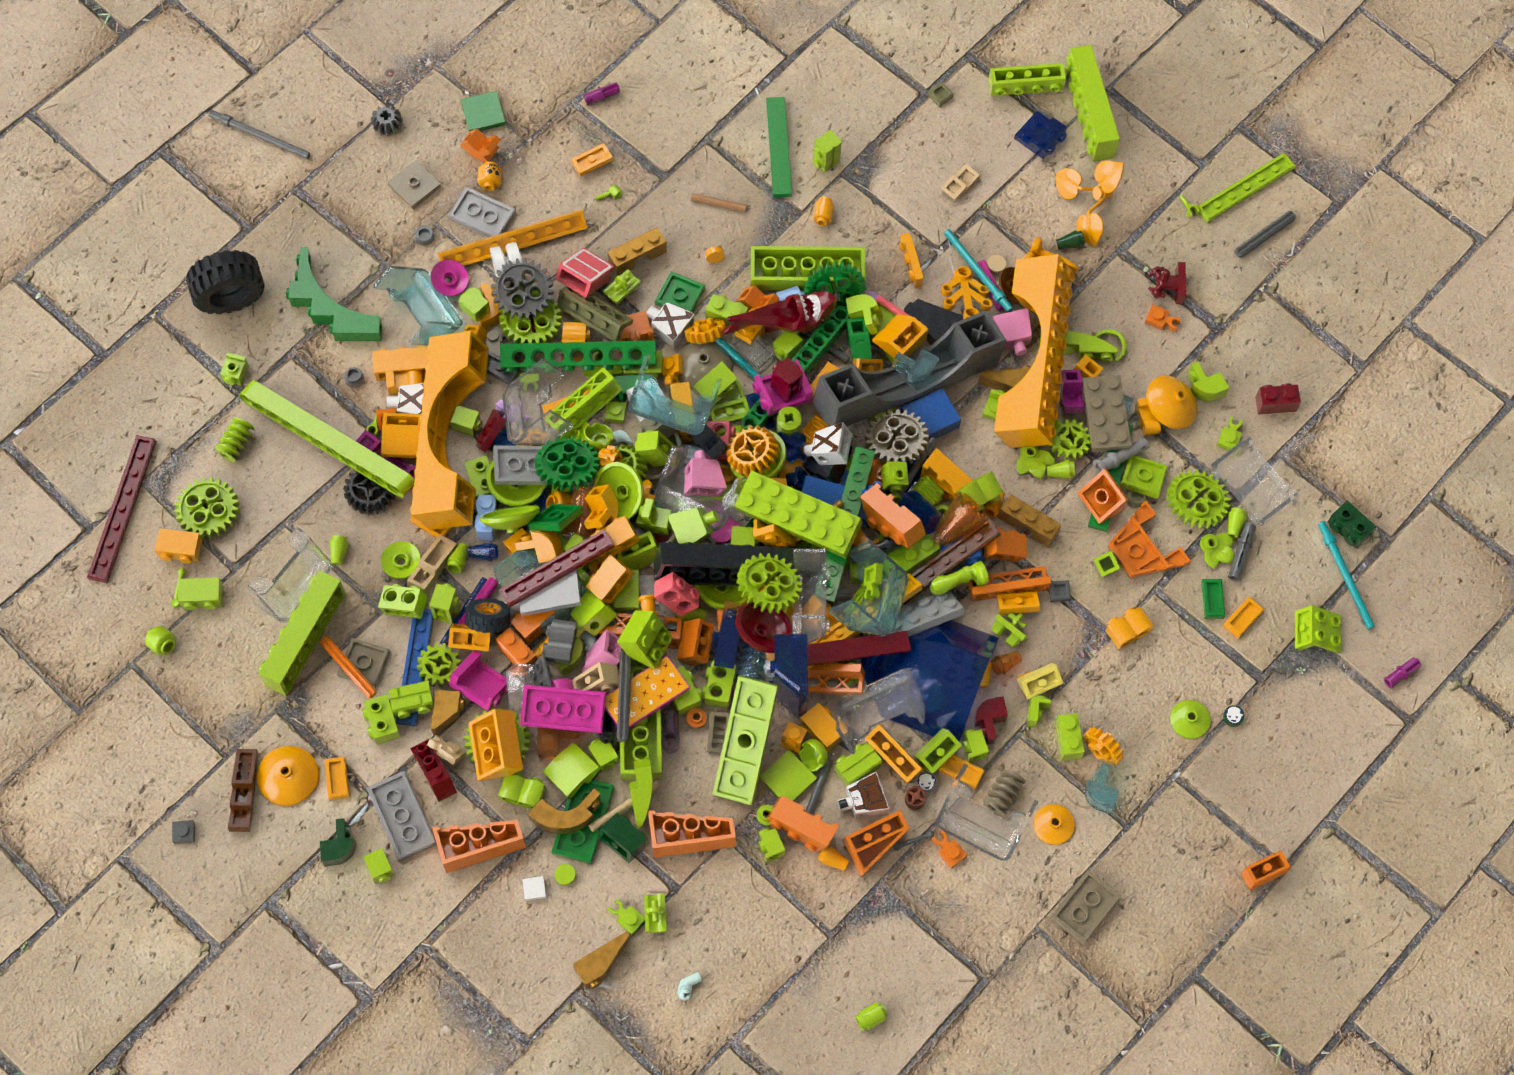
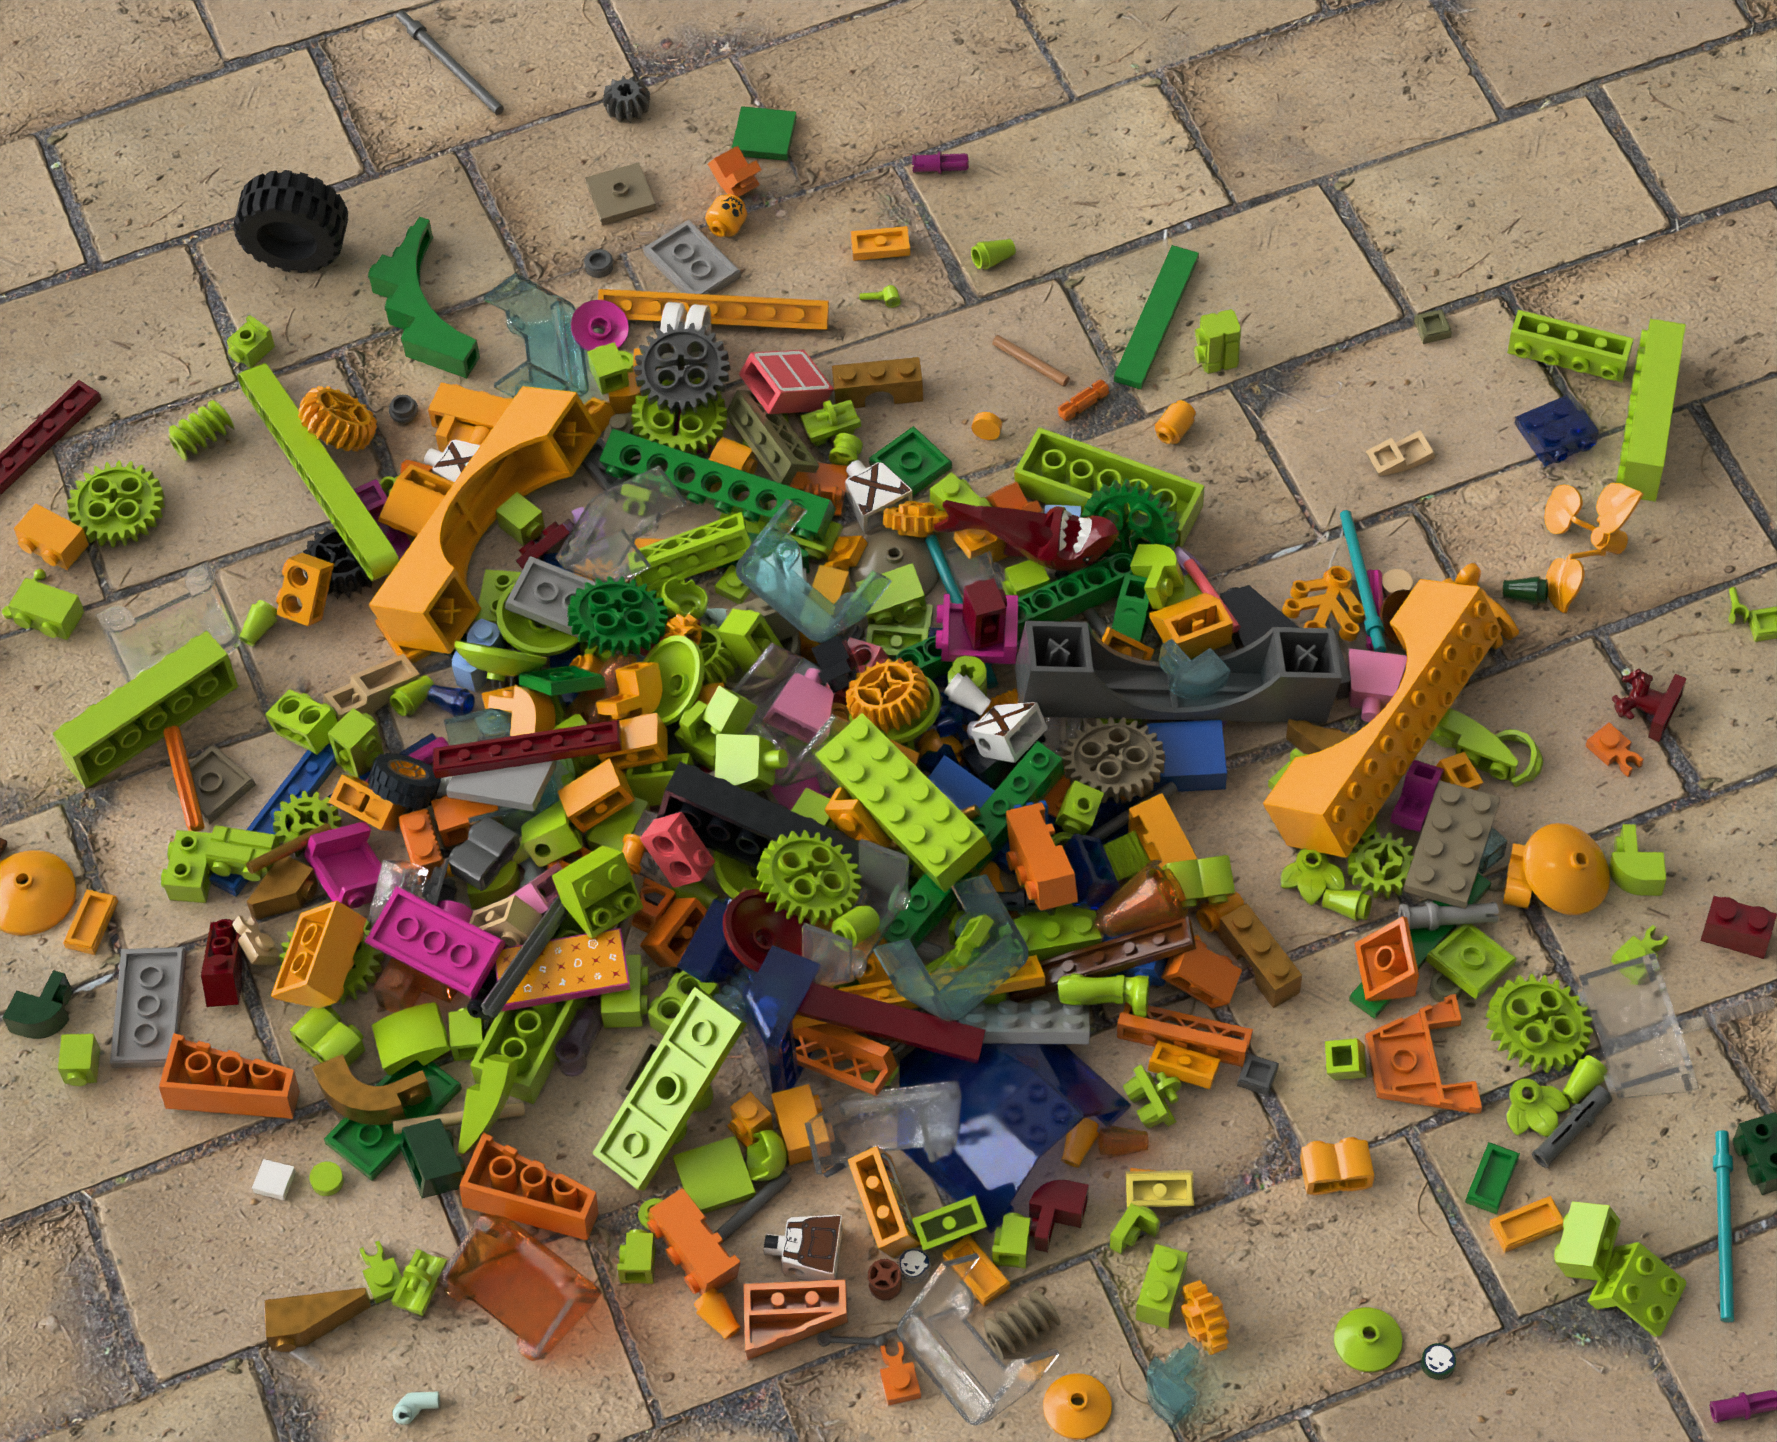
camera: 30 degrees right, 10 degrees down
(321, 400) = (337, 418): none -> light orange gear
(362, 518) = (310, 591): none -> light orange brick
(396, 552) = (328, 658): lime dish -> none
(440, 686) = (284, 850): none -> pearl gold bar
(639, 302) = (846, 449): none -> lime wheel
(662, 141) = (990, 253): none -> lime cone
(667, 499) = (728, 712): none -> lime brick
(696, 723) = (626, 1047): orange plate -> none
(713, 890) = (519, 1283): none -> clear orange windscreen
(762, 216) = (1083, 400): none -> orange axle
(795, 431) = (966, 694): none -> white cone
(809, 601) = (857, 924): none -> lime brick
(857, 765) = (824, 1194): lime brick -> none
(911, 259) = (1269, 531): light orange plate -> none
(1282, 615) = (1587, 1241): none -> brick

